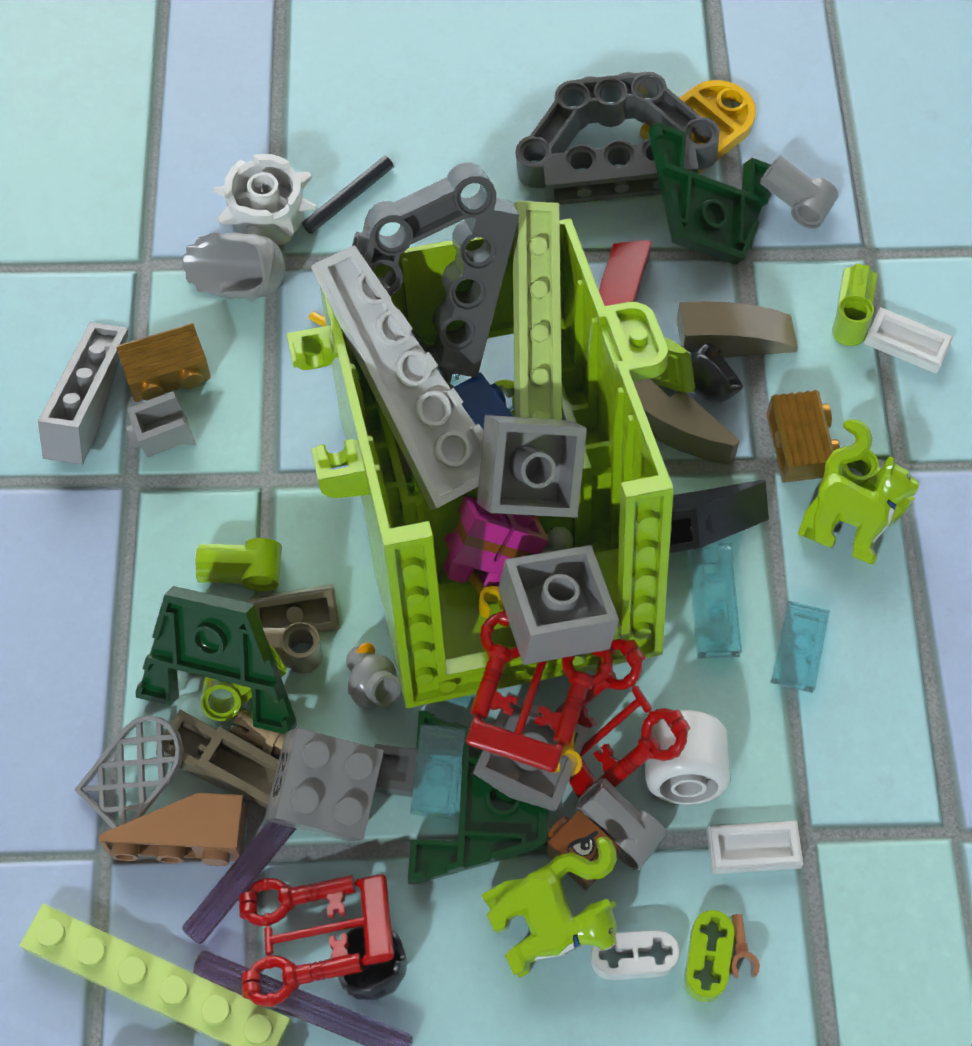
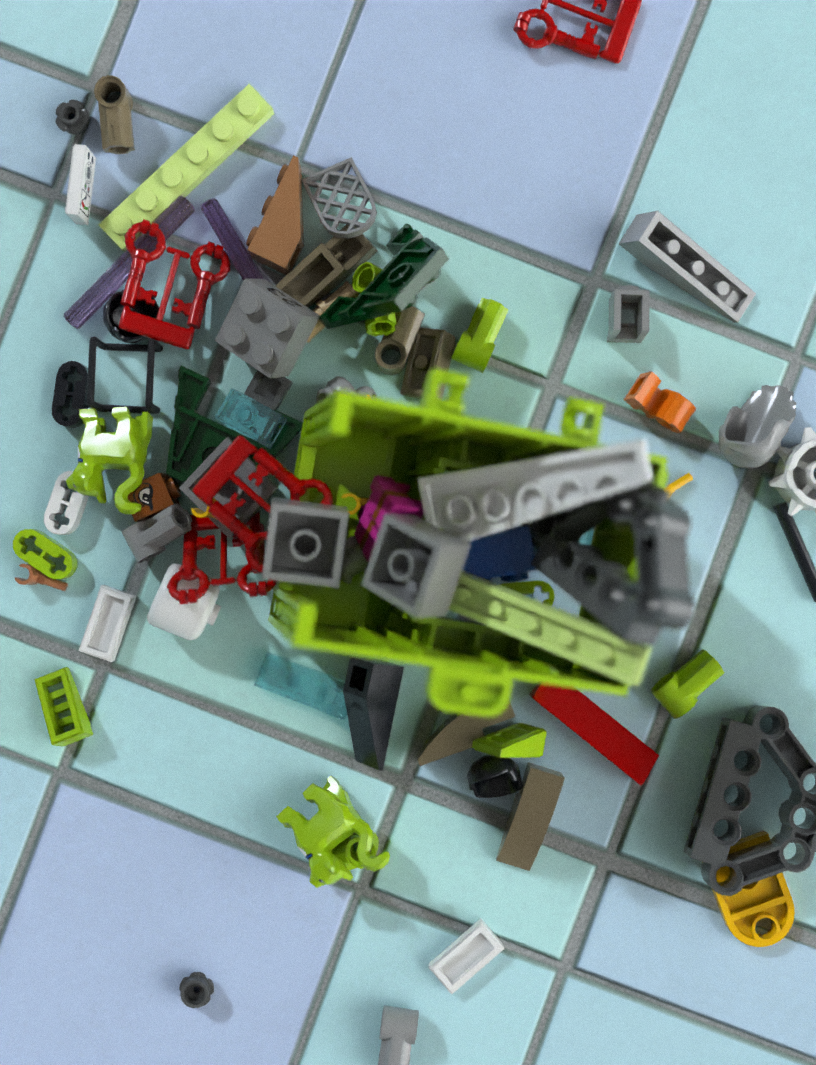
camera: 115 degrees right, 25 degrees up
(164, 362) = (687, 337): pearl gold brick -> none
(246, 365) = (664, 405): none -> orange leg
(495, 995) = (63, 394): none -> black beam
(496, 957) = (152, 347): none -> black piece
(704, 211) = (649, 846): dark green wing -> none
(800, 646) = (241, 732): clear light blue plate -> none
(801, 434) = (410, 822): pearl gold brick -> none
(806, 196) = (636, 941): light grey piece -> none
(855, 305) = (515, 929): lime piece -> none
(903, 831) = (74, 703): none -> lime slope

